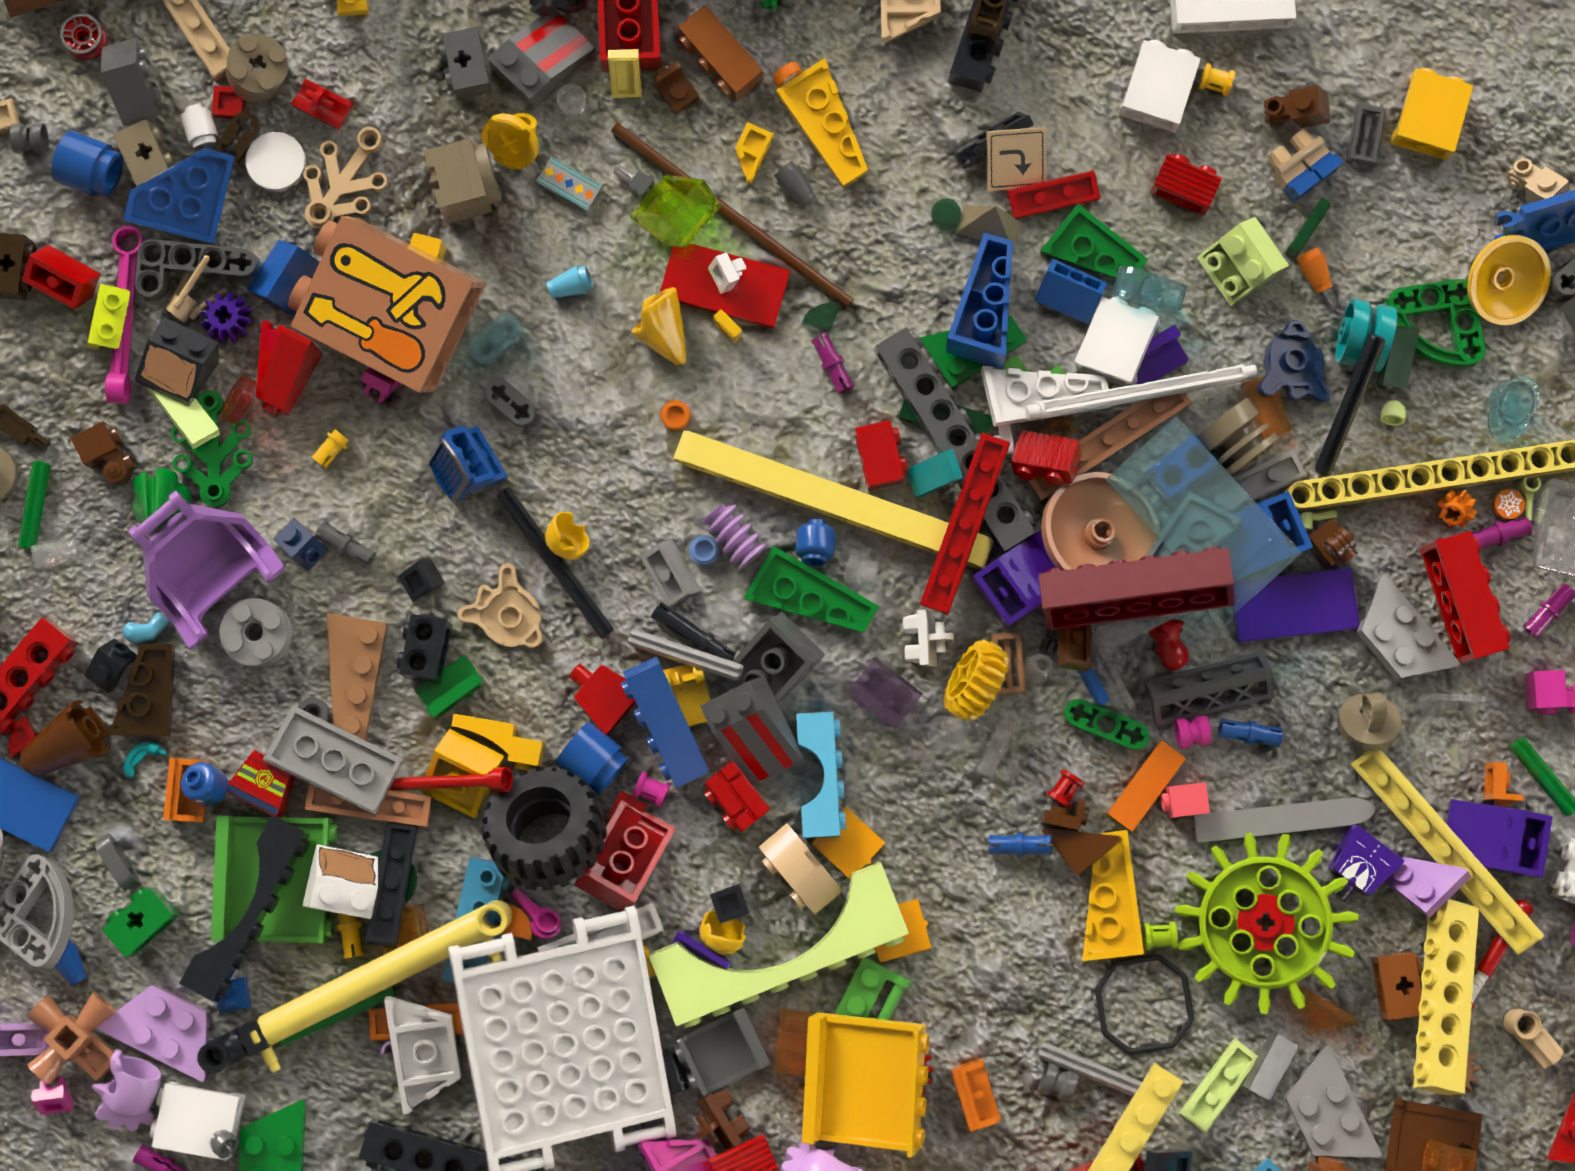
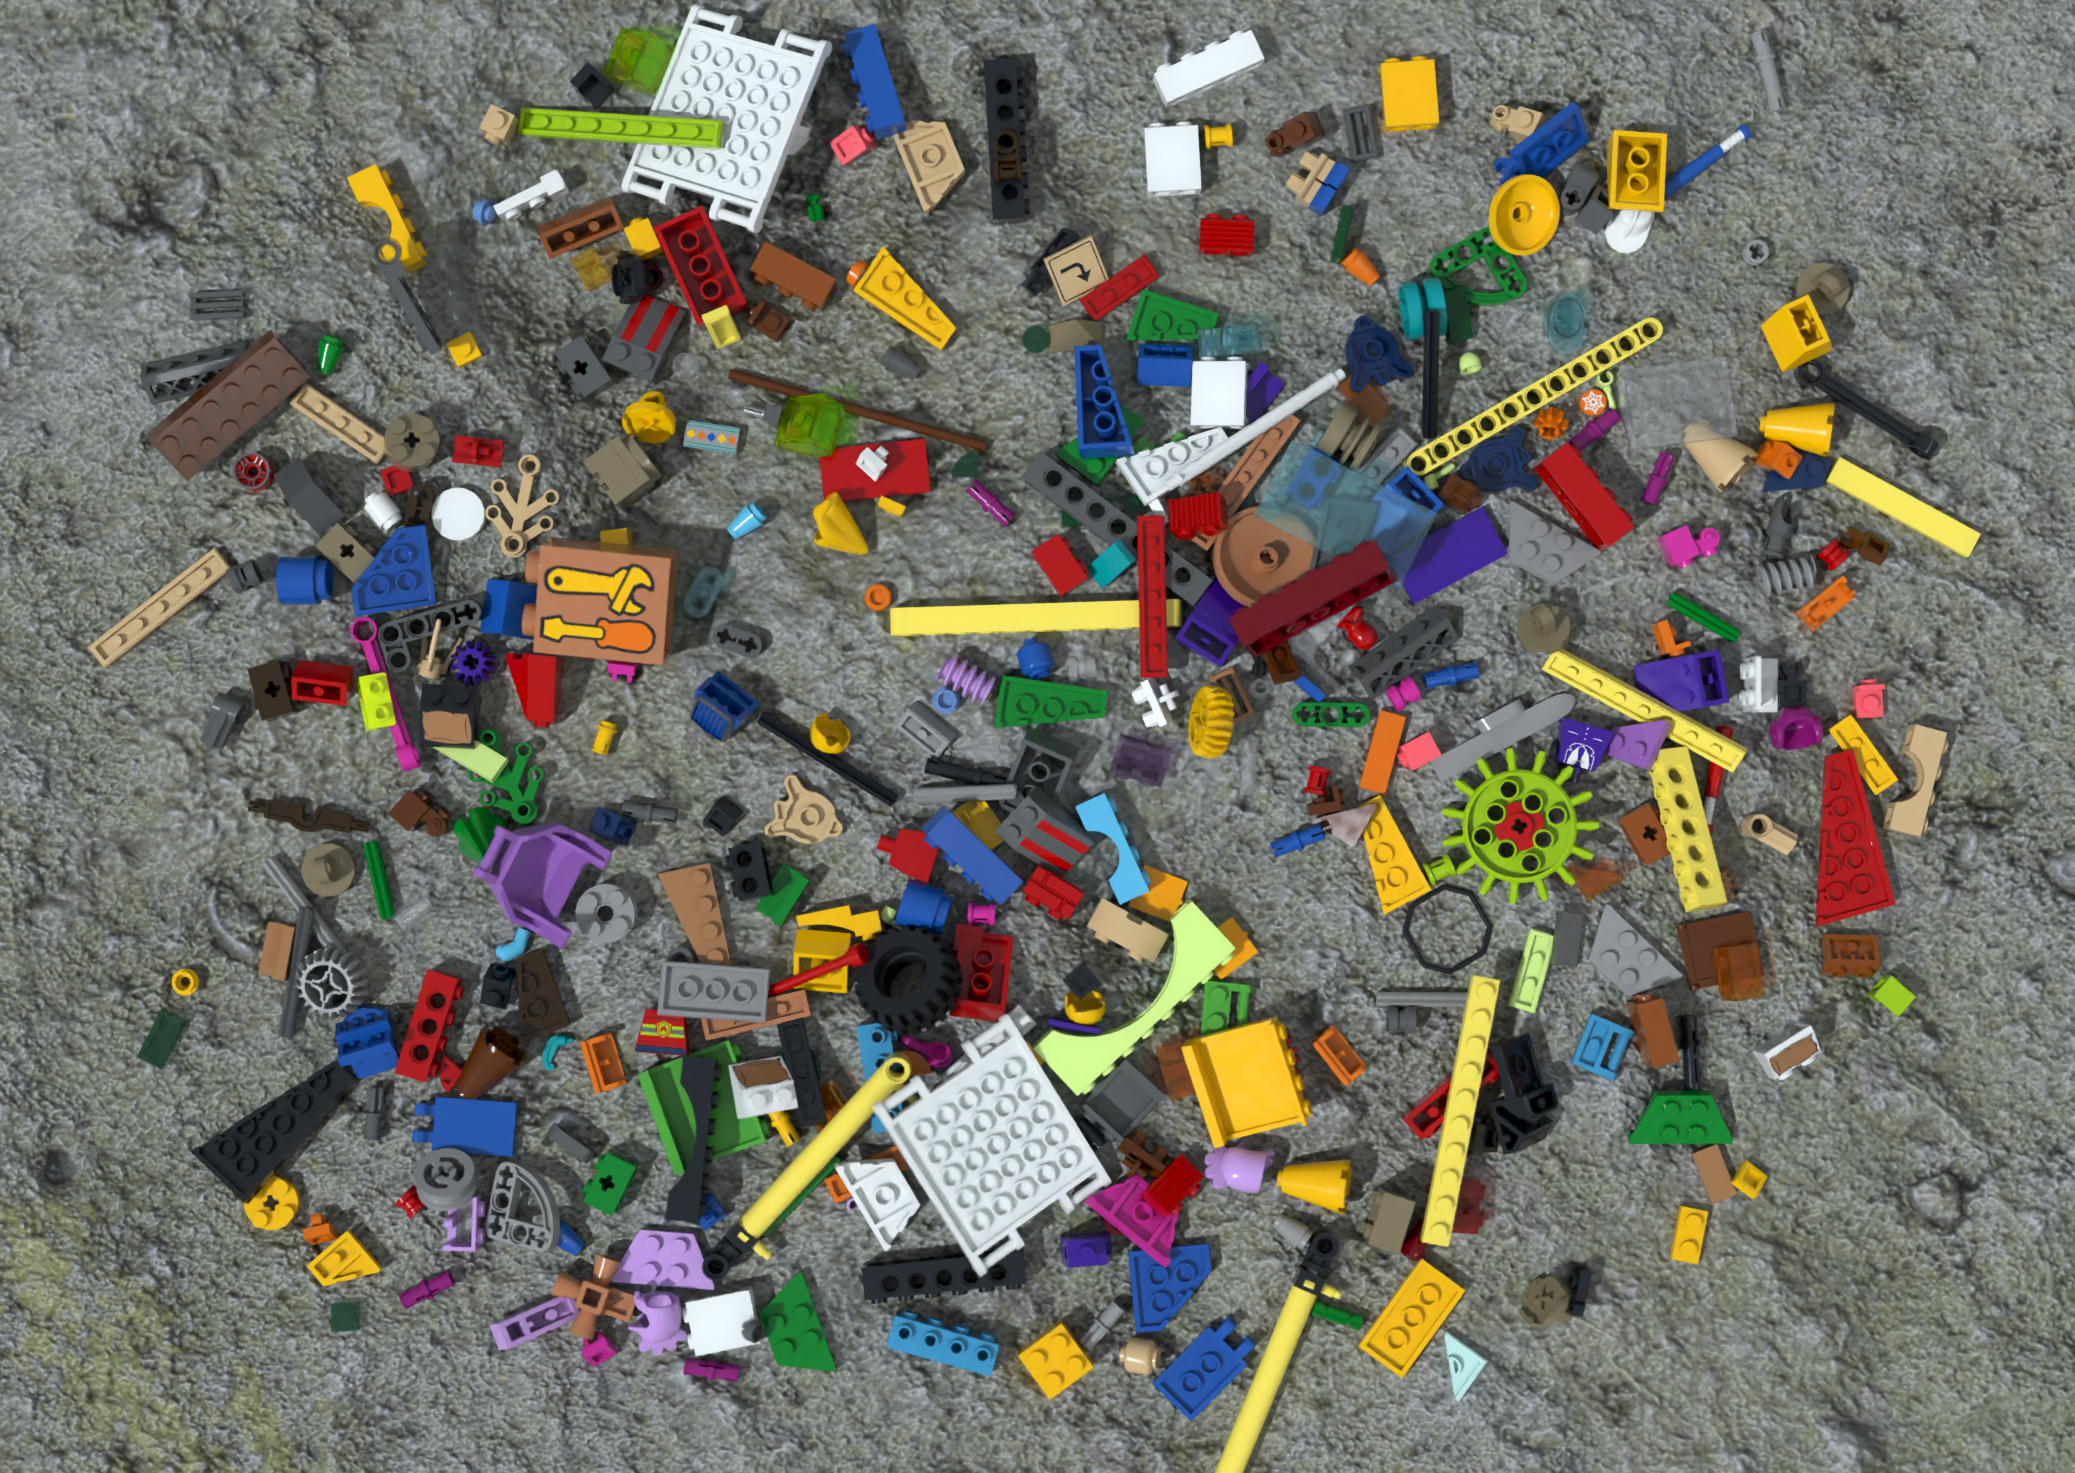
camera: 20 degrees left, 5 degrees up
(204, 784) = (617, 1052): blue head -> none
(239, 399) = (513, 727): clear red piece -> none
(551, 753) = (888, 915): none -> yellowish green hand
(752, 149) = (852, 347): yellow tile -> none
(1242, 260) = (1297, 283): yellowish green slope -> none
(1287, 796) = (1500, 716): none -> light grey beam
(1386, 529) = (1499, 464): none -> dark blue tile

